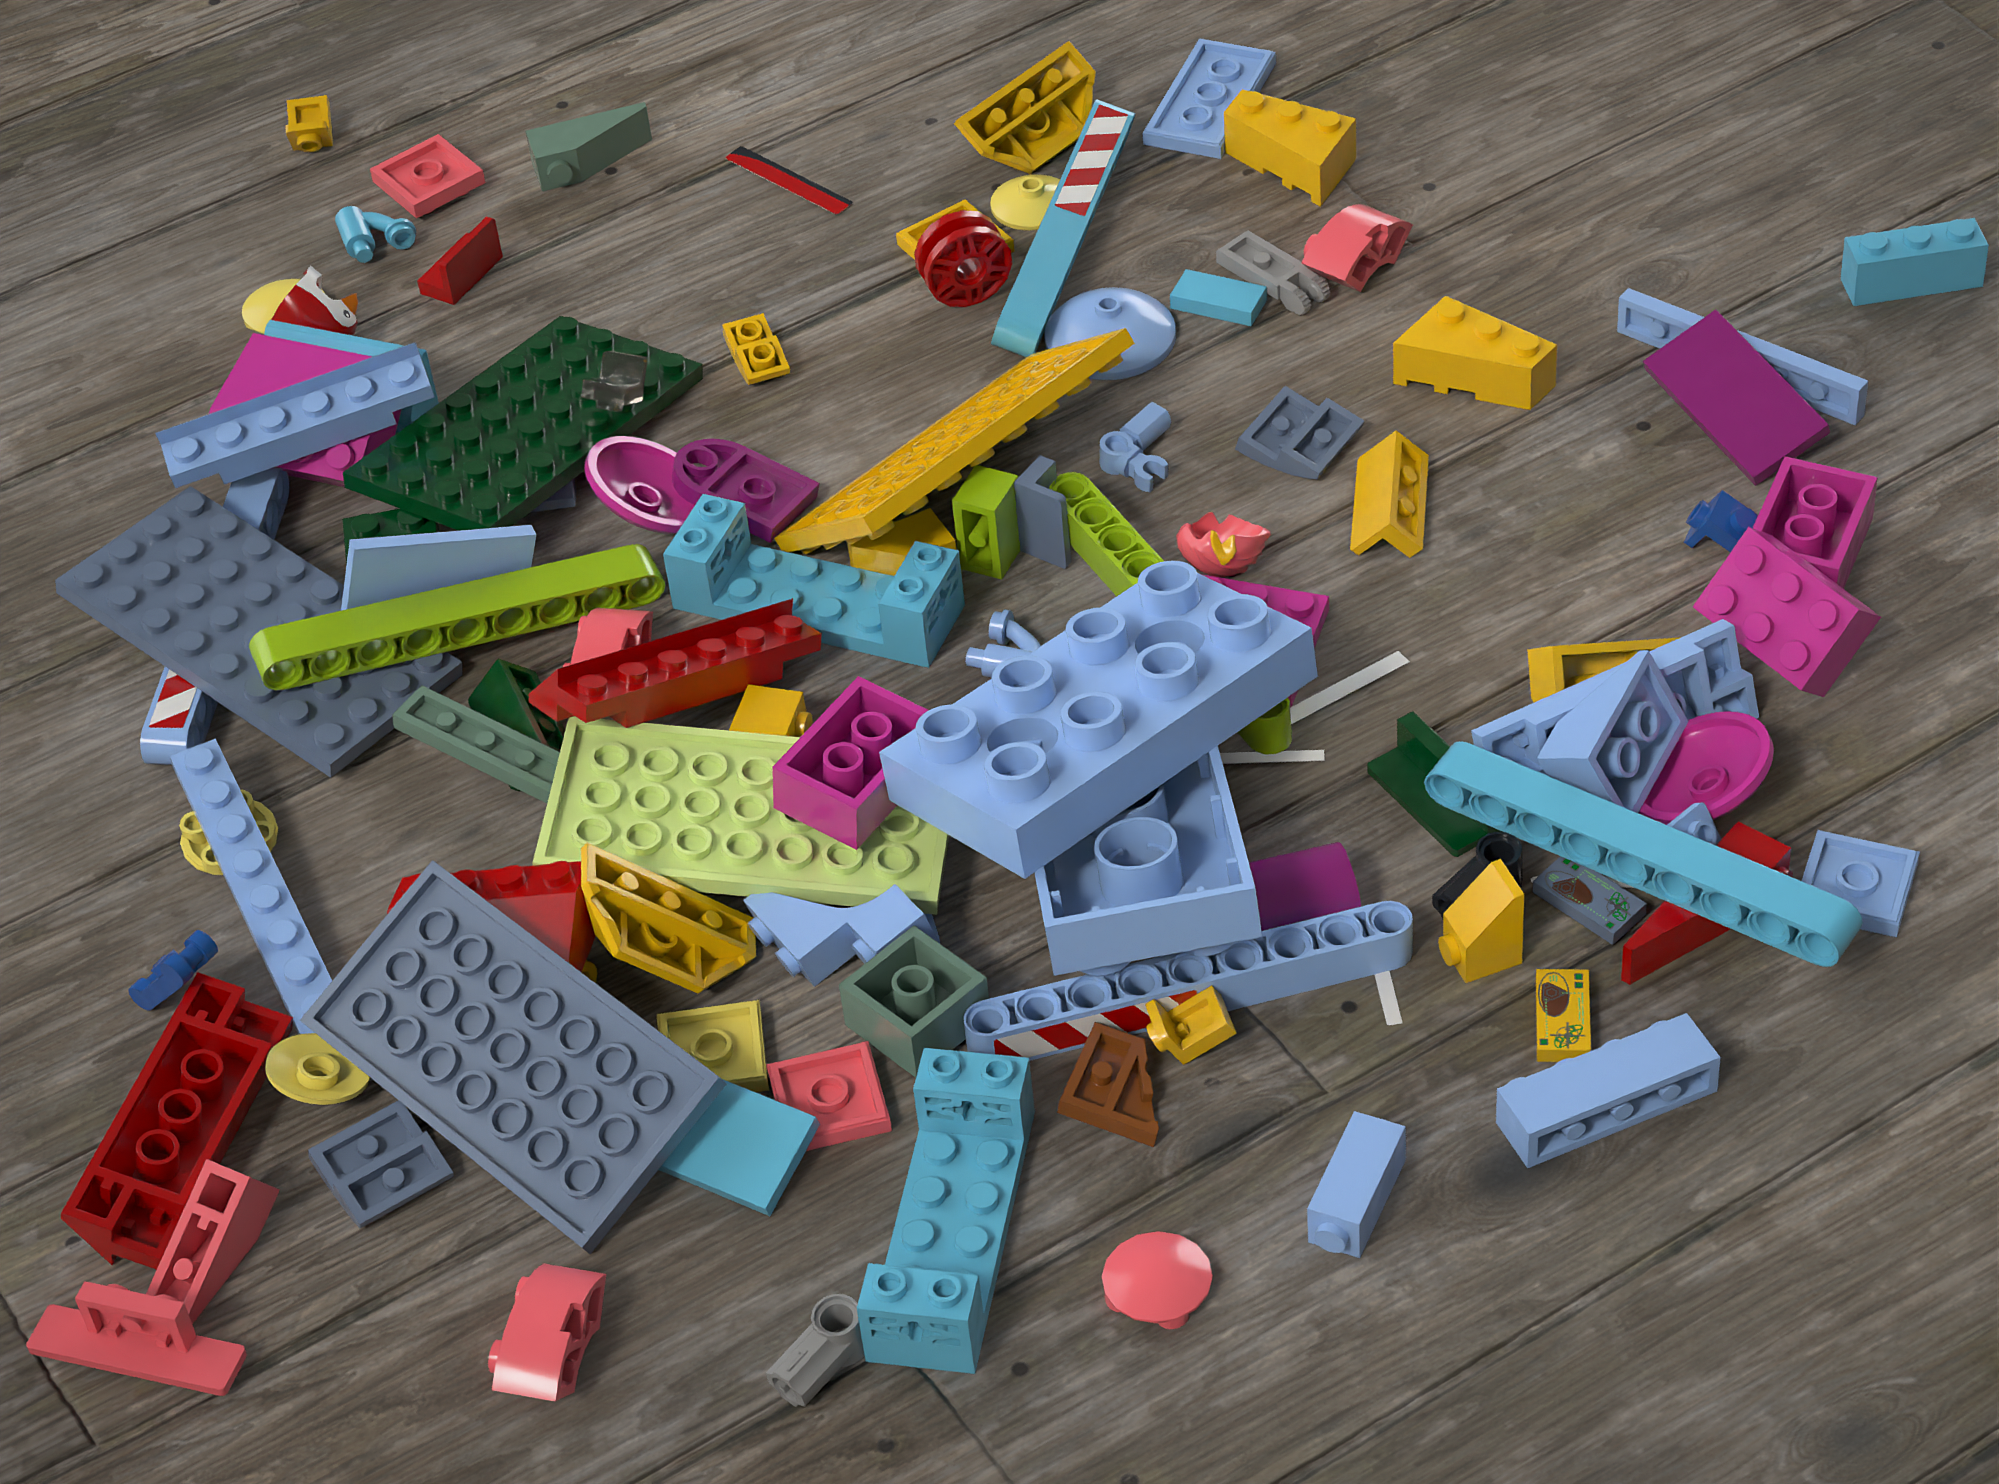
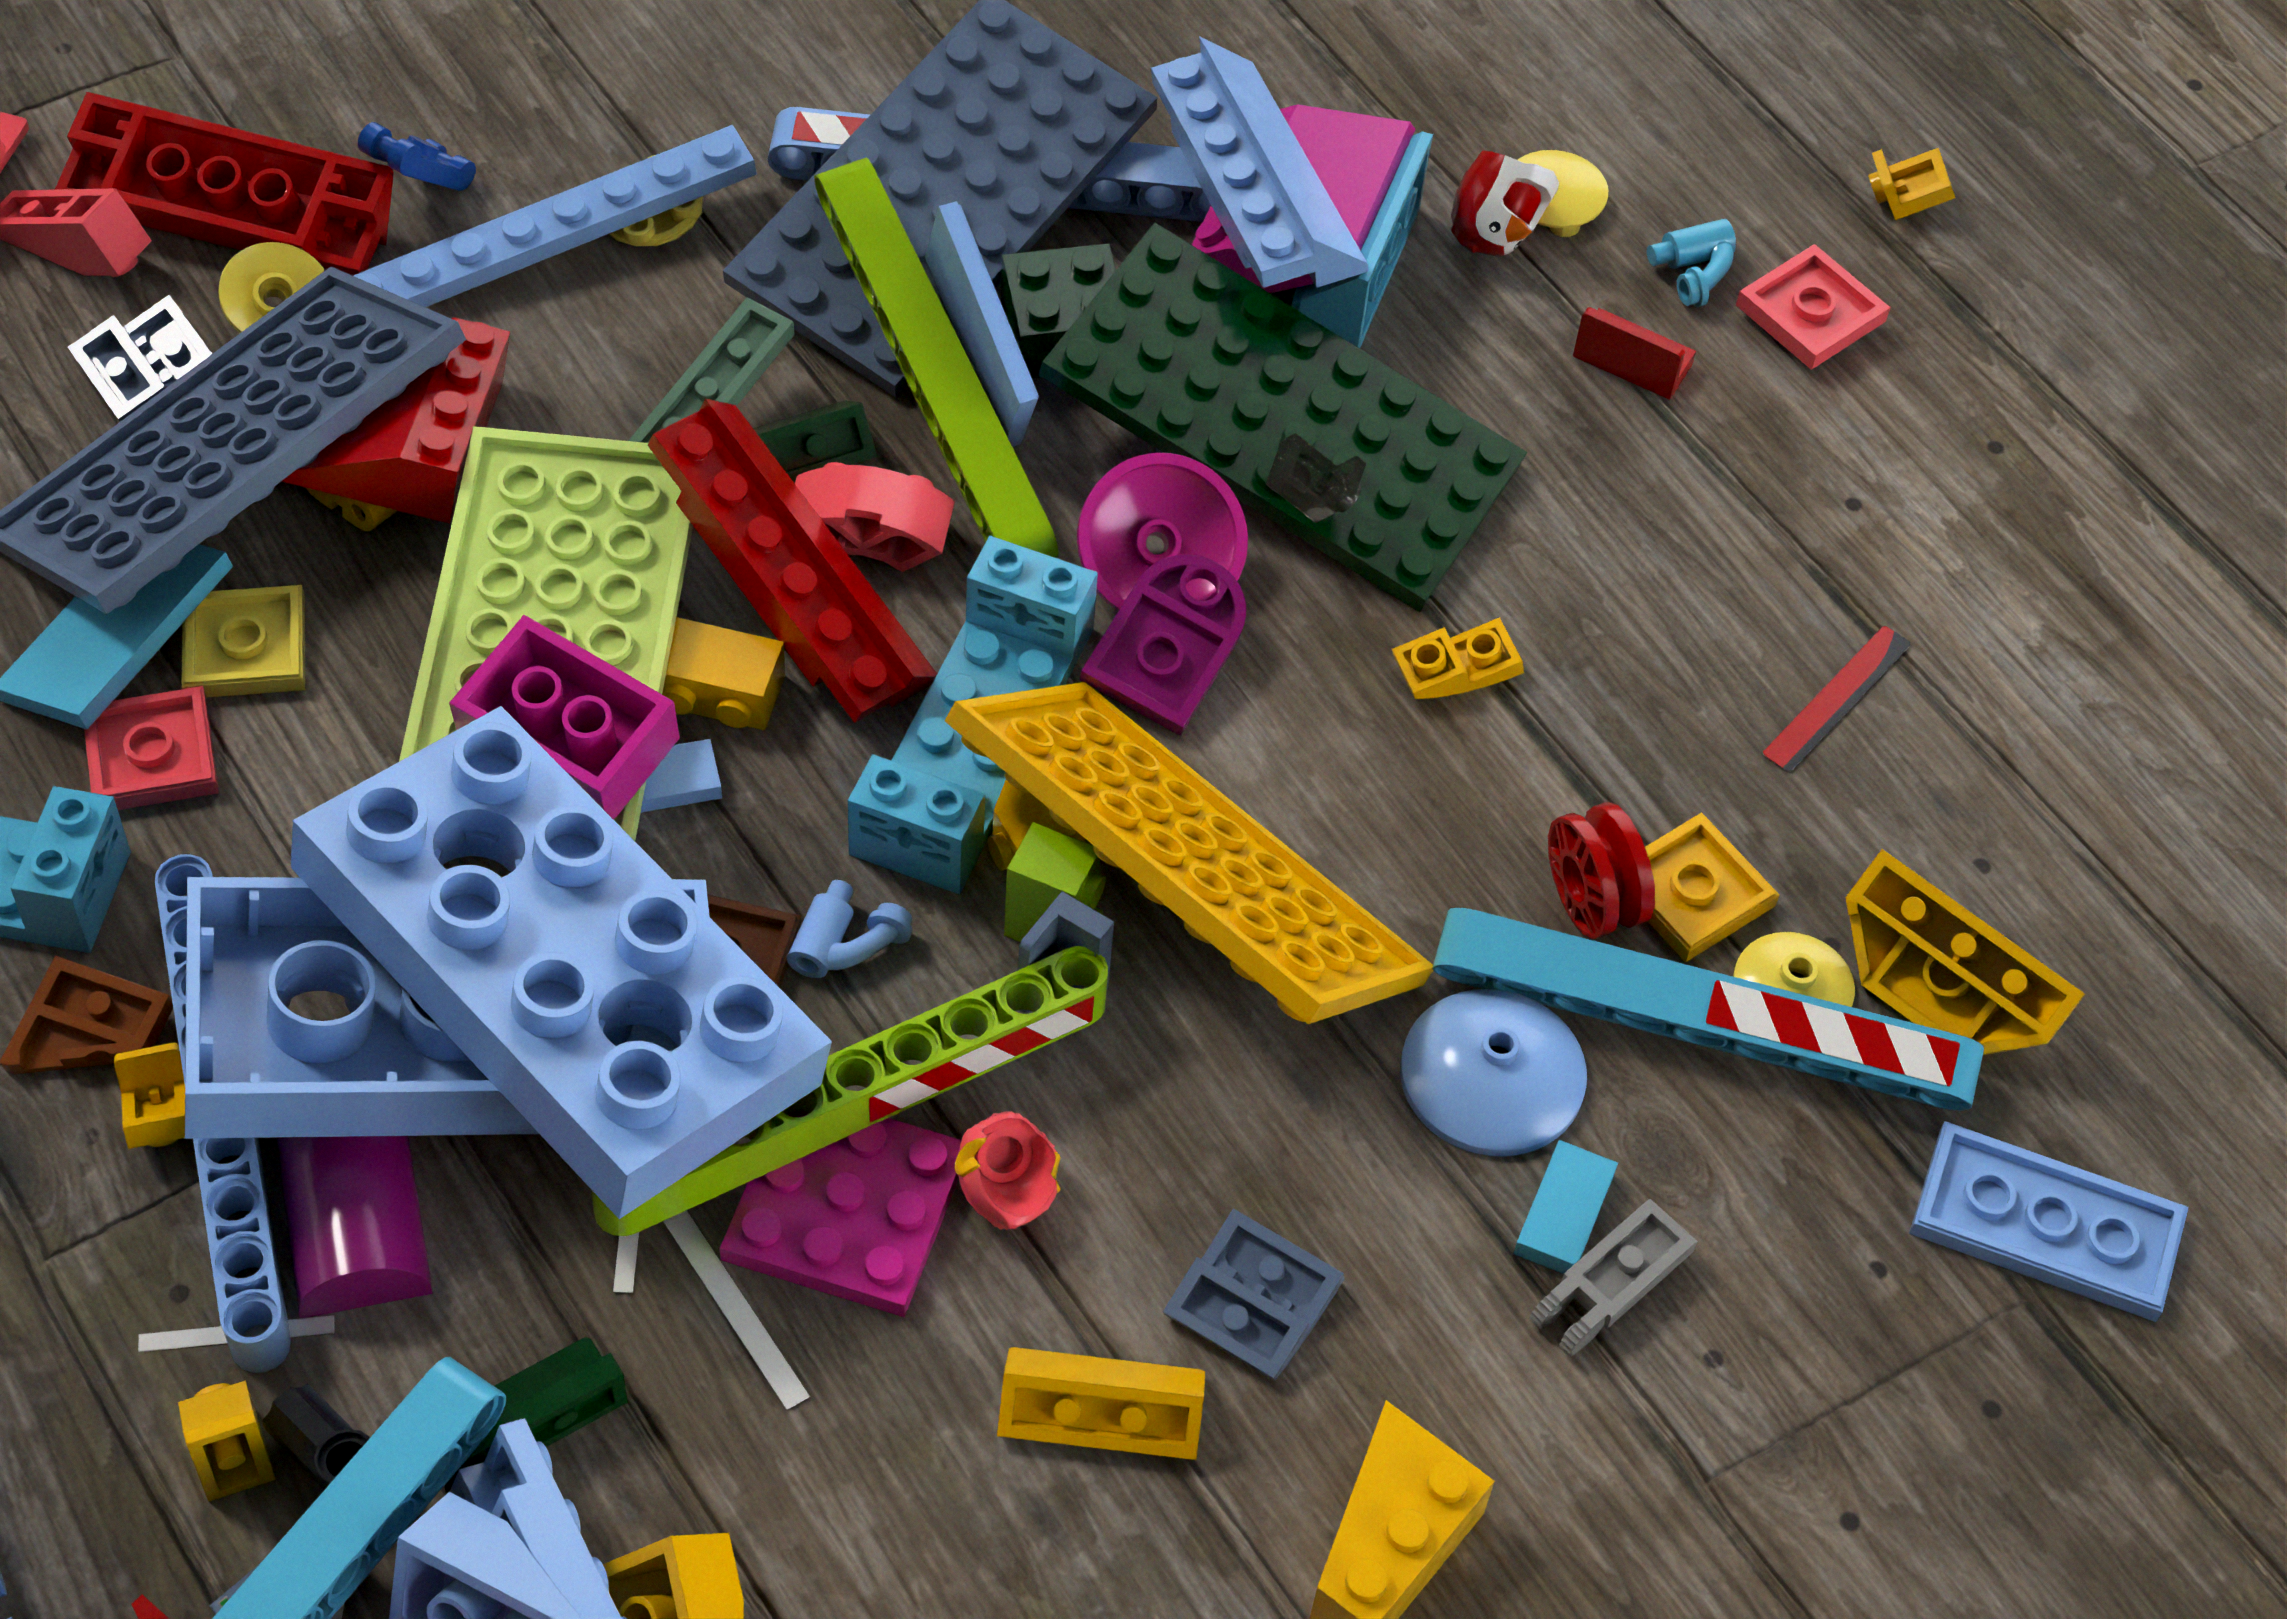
camera: 80 degrees right, 10 degrees up
(585, 145) = (1875, 460): sand green slope -> none
(663, 923) = (378, 555): yellow wedge -> none
(824, 937) = (367, 727): light blue arch -> none
(911, 998) = (233, 806): sand green brick -> none
(1123, 450) = (1226, 1070): light blue bar -> none
(1292, 141) = (1905, 1315): yellow wedge -> none
(1355, 245) = (1653, 1382): coral brick -> none
(1562, 1014) = (93, 1534): yellow tile -> none

